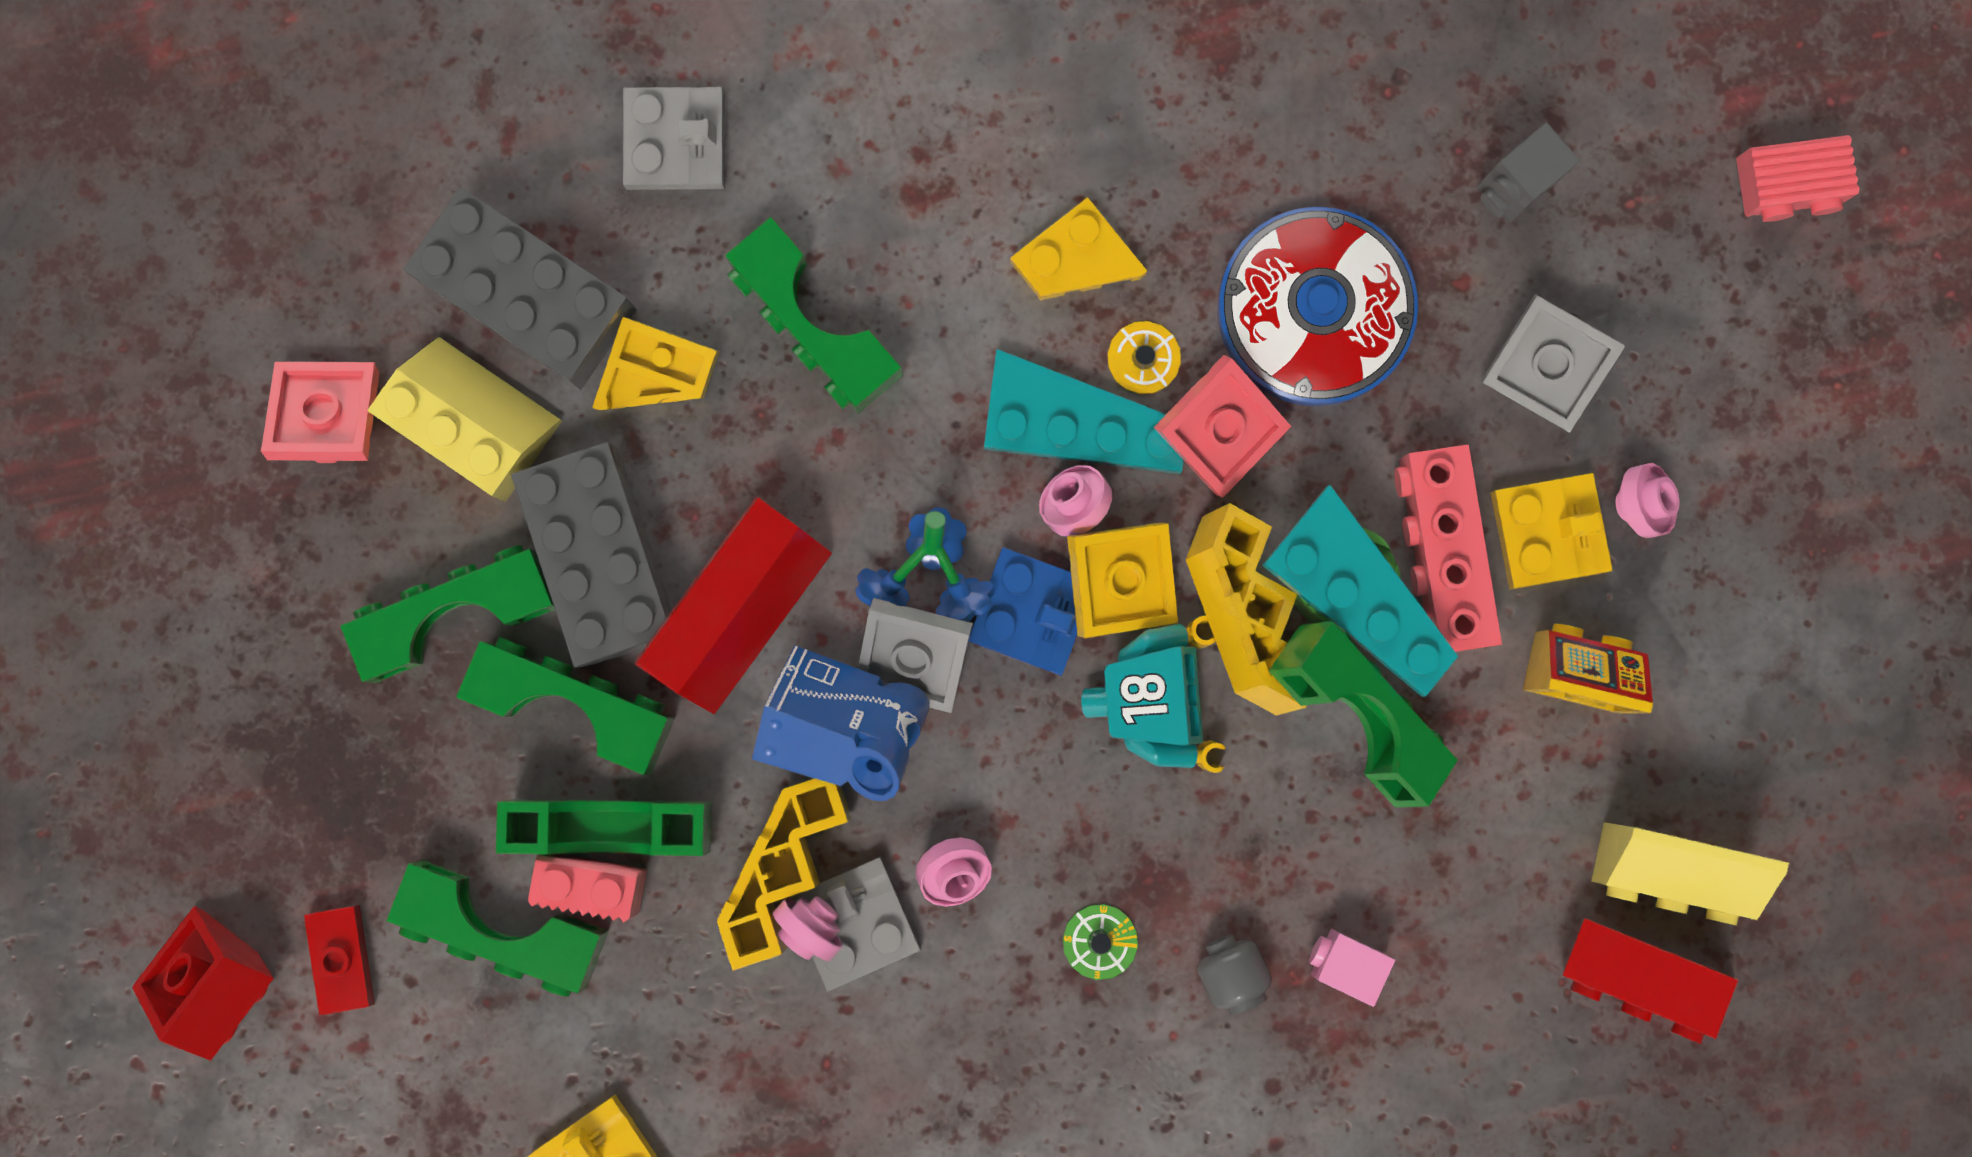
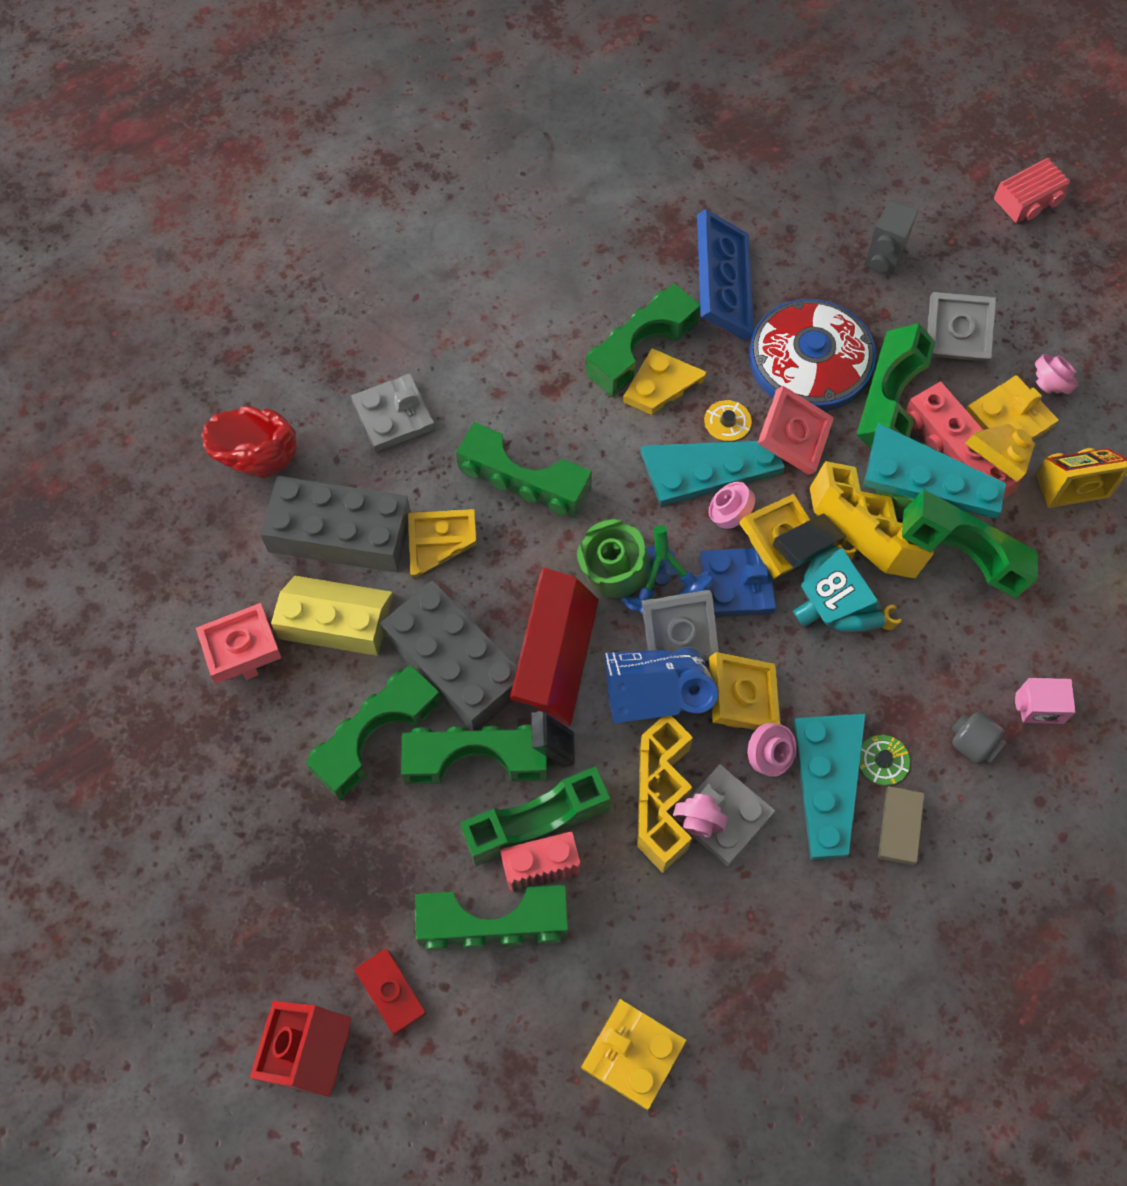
camera: 25 degrees left, 20 degrees down
(444, 109) = (250, 440): none -> red hair
(670, 736) = (552, 739): none -> black tile
(862, 489) = (617, 576): none -> bright green brick
(954, 780) = (745, 691): none -> yellow hinge
(1018, 928) = (829, 776): none -> teal wing
(1073, 1040) = (901, 826): none -> dark tan tile
(1137, 154) = (667, 316): none -> green arch
(1149, 607) = (808, 540): none -> black tile
(1249, 125) = (725, 275): none -> blue plate
(1437, 378) = (902, 357): none -> green arch
(1496, 596) = (1005, 448): none -> yellow wing

